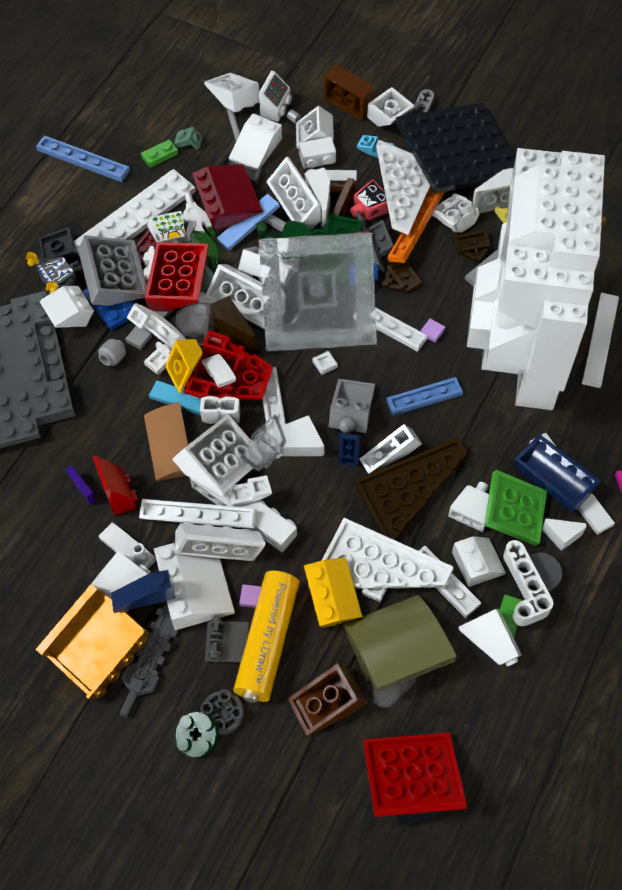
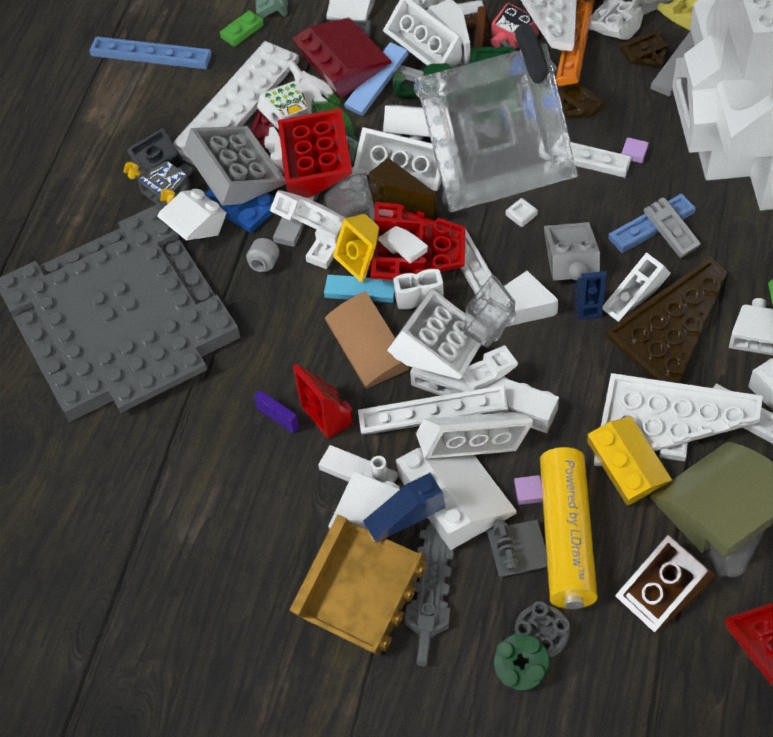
camera: 10 degrees left, 5 degrees down
(357, 238) = (532, 53): none -> black piece
(436, 405) = (672, 227): none -> light grey hinge

